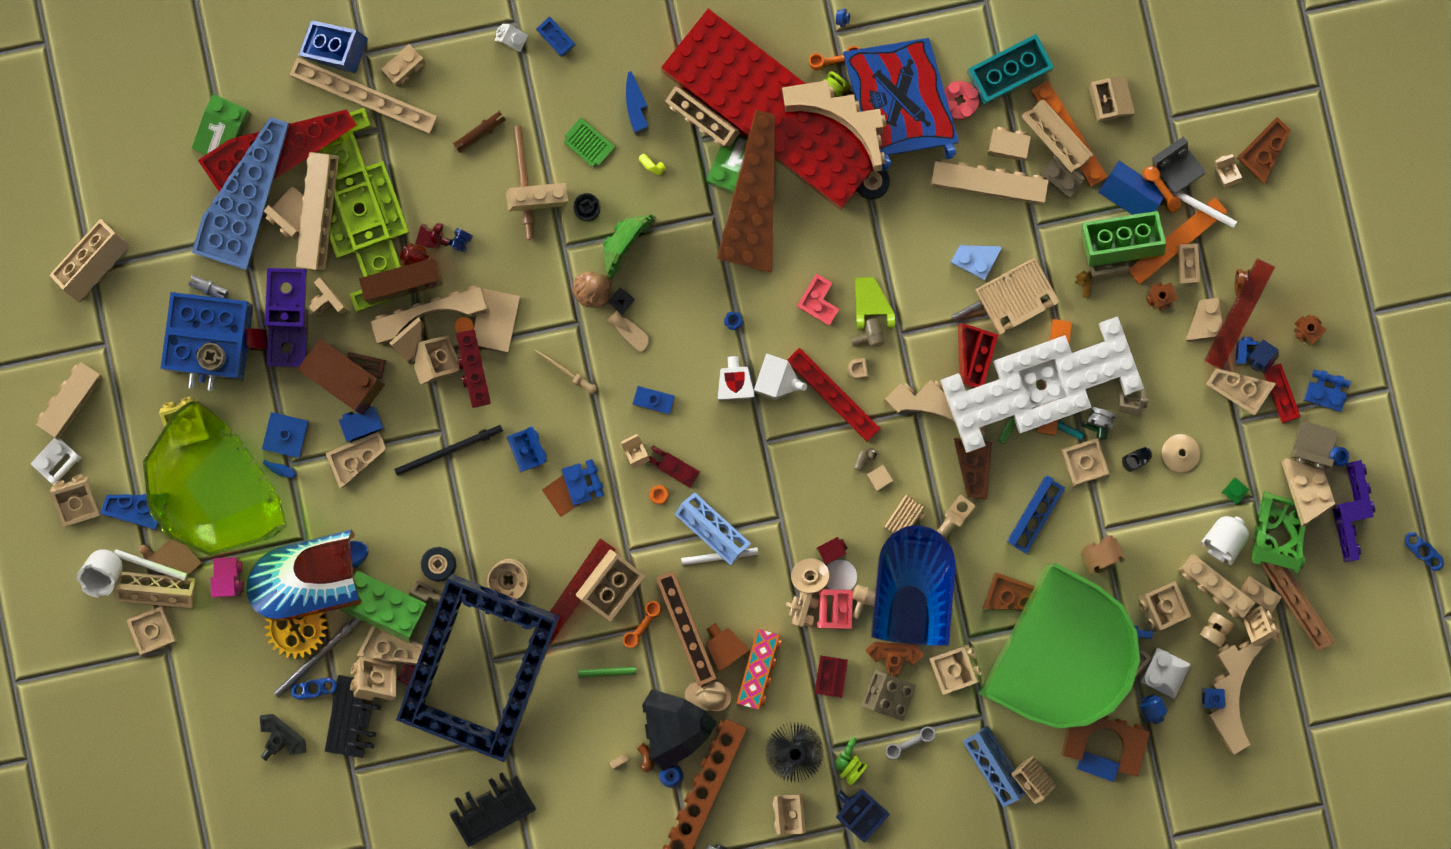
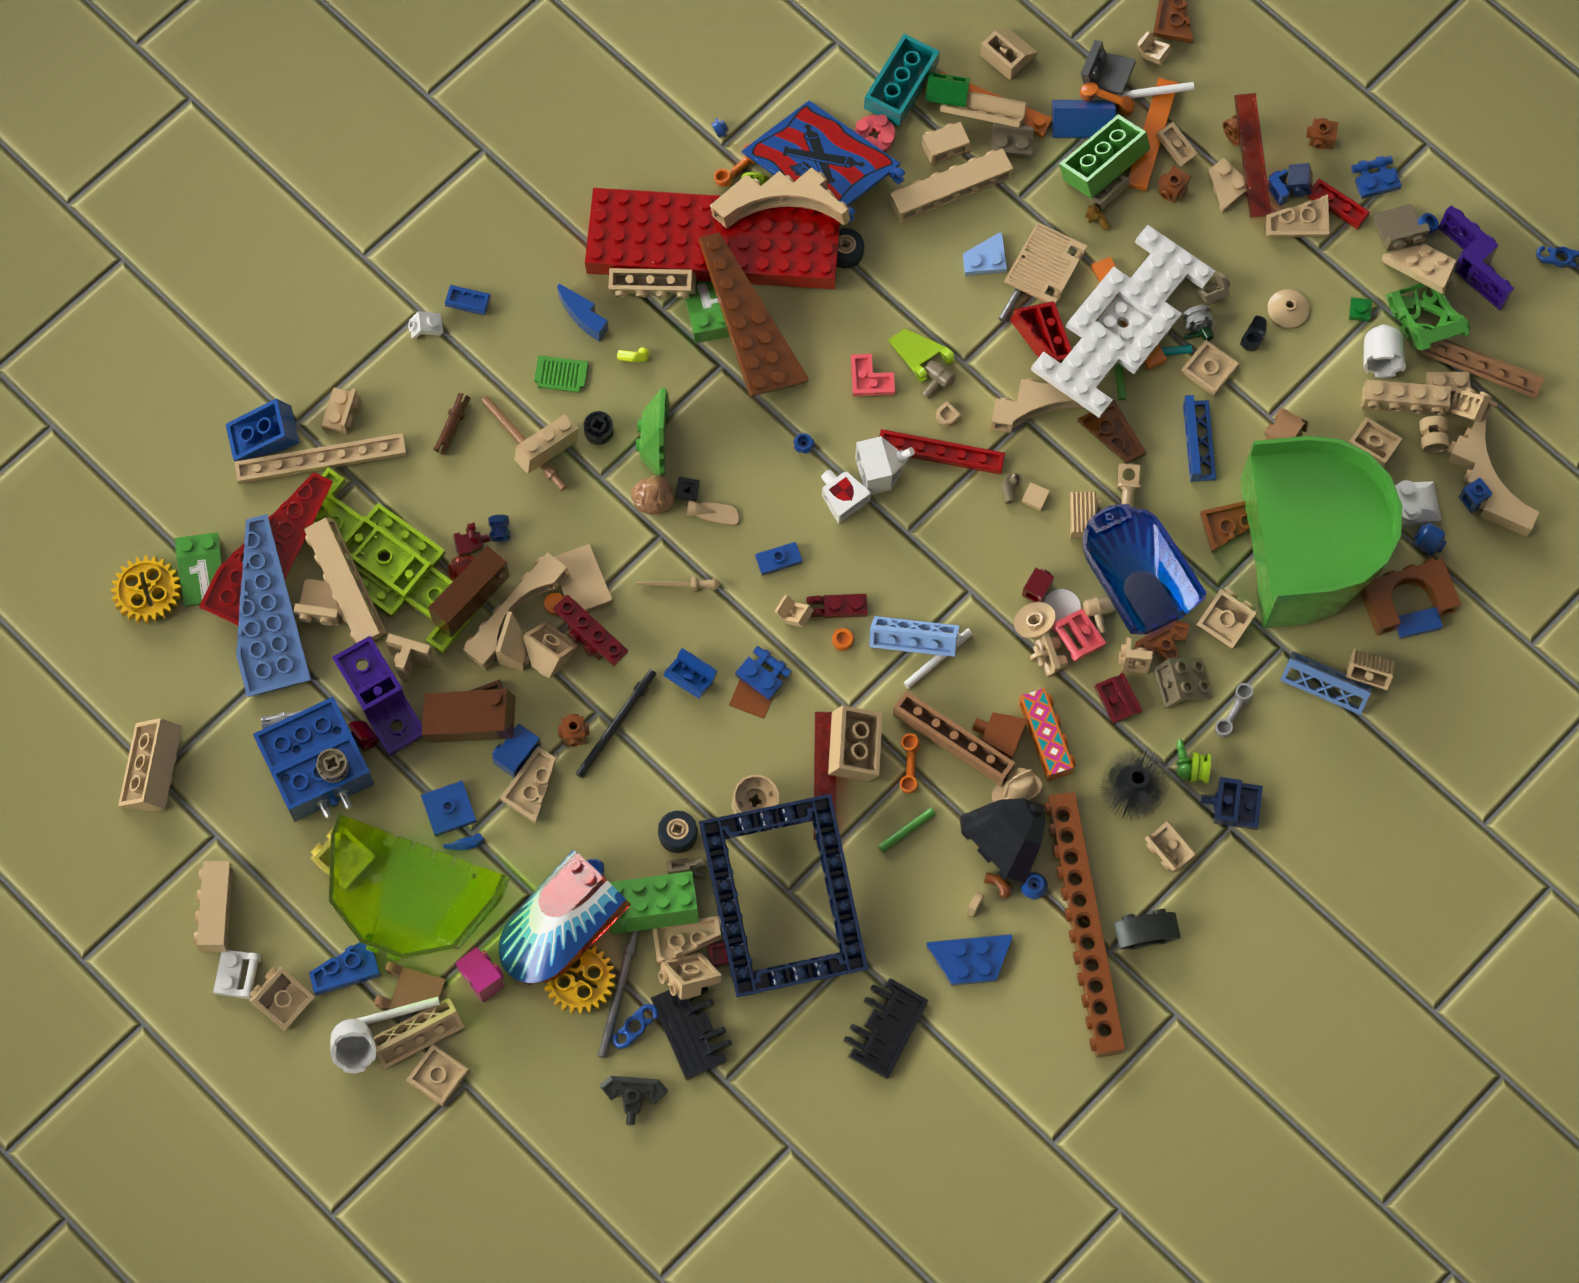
camera: 35 degrees left, 15 degrees down
(153, 114) = (127, 595): none -> yellow gear
(419, 440) = (573, 737): none -> dark orange brick
(588, 799) = (971, 958): none -> blue wing
(862, 658) = (1134, 660): none -> tan bracket
(1040, 101) = (947, 89): none -> green panel

